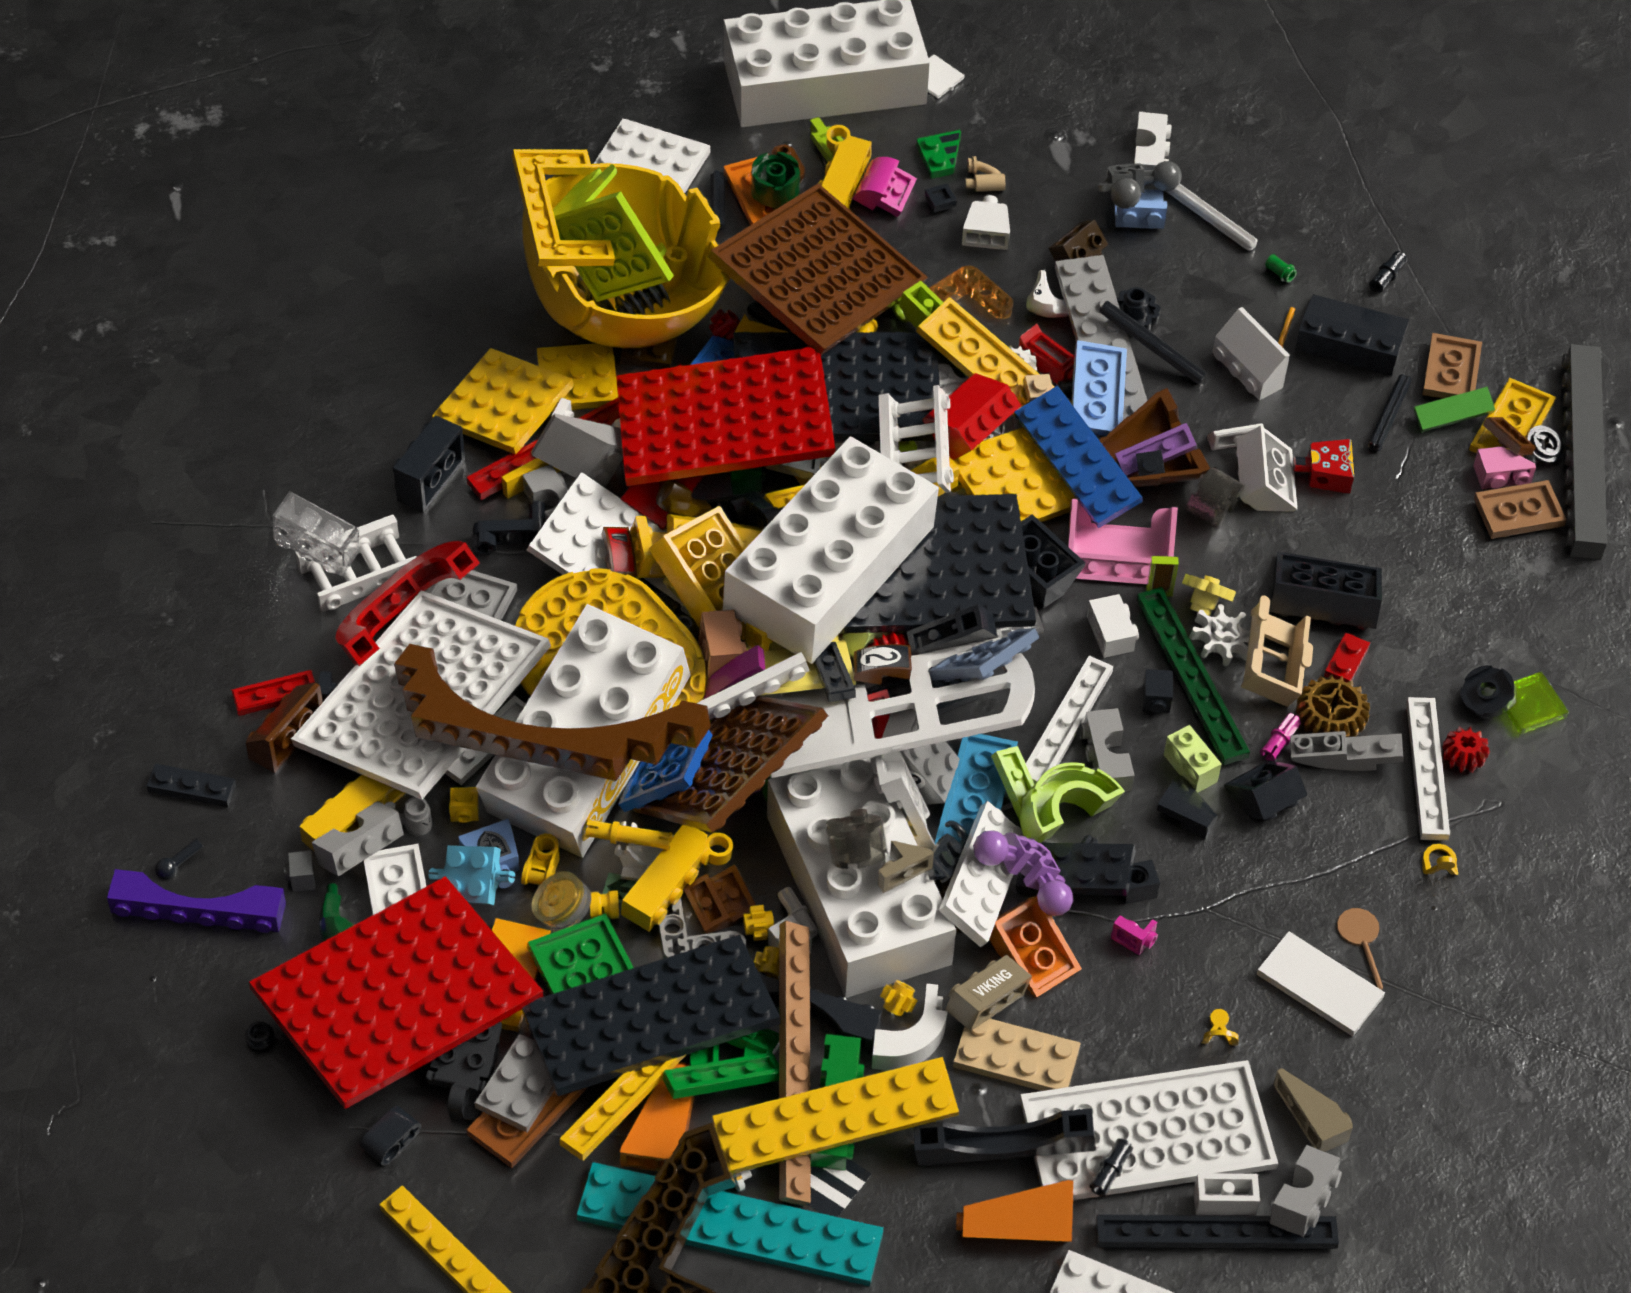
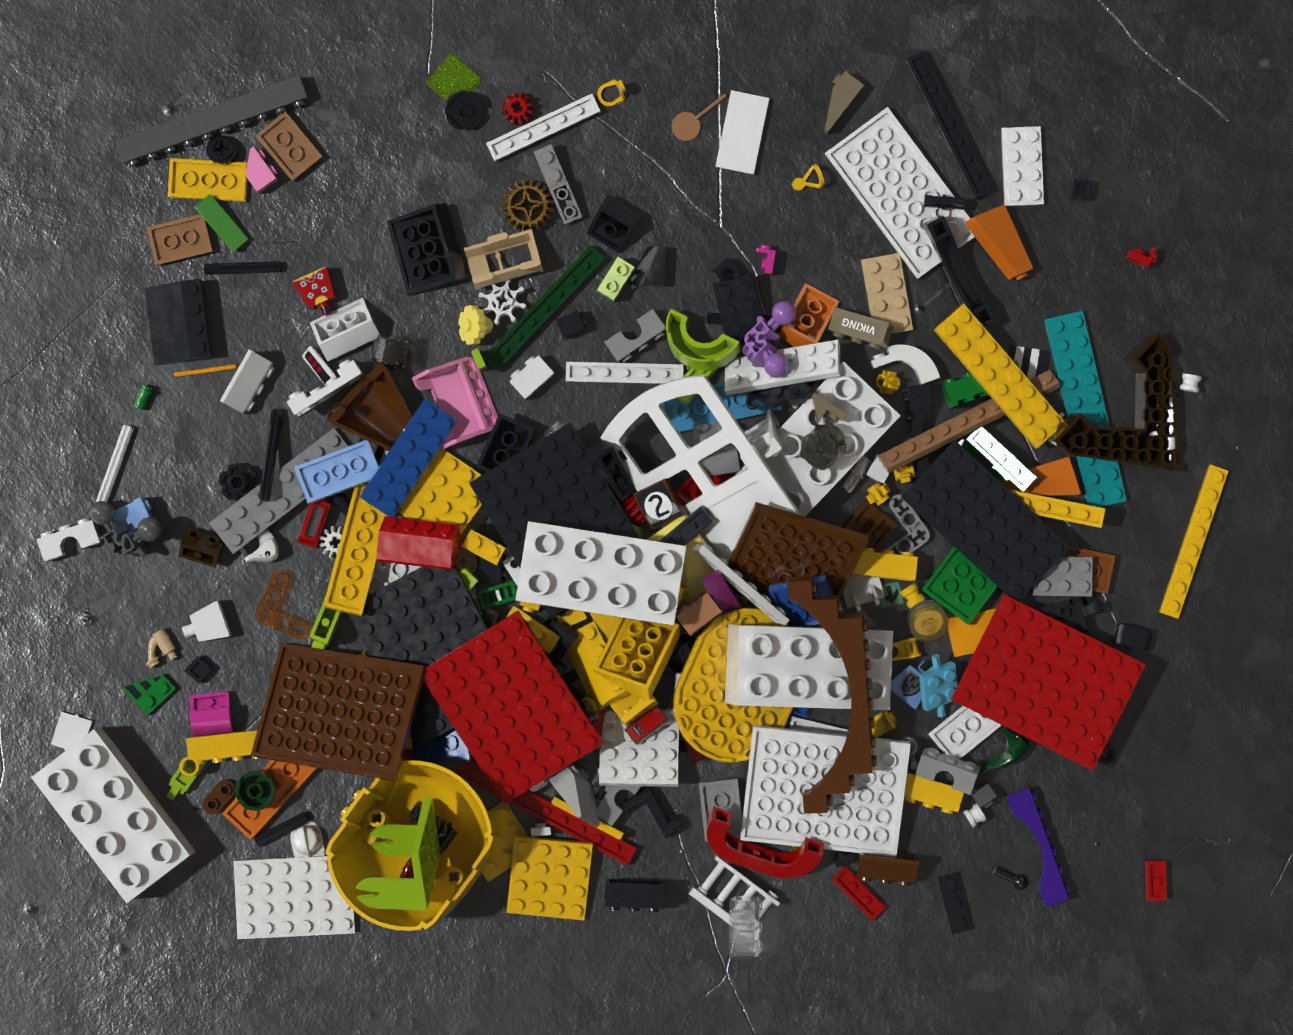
camera: 110 degrees left, 35 degrees up
(59, 1017) = (1156, 880): none -> red plate
(281, 845) = (974, 815): none -> white wheel
(548, 248) = (391, 943): yellow plate -> none
(627, 834) = (869, 599): yellow pin -> none
(891, 434) = (491, 575): white fence -> none
(984, 657) = (638, 433): sand blue plate -> none
(1036, 385) = (361, 512): tan plate -> none
(1150, 463) = (388, 407): black plate -> none
(1172, 443) = (372, 409): medium lavender plate -> none
(1206, 433) = (301, 402): none -> white piece
(1226, 1194) = (927, 127): white brick -> none
(1280, 737) = (566, 231): dark pink axle -> none
(1299, 1207) = (884, 80): light grey arch -> none
(1347, 658) = (477, 213): red plate -> none
(1388, 271) = (106, 319): black pin -> none
(1509, 436) = (232, 175): reddish brown plate -> none

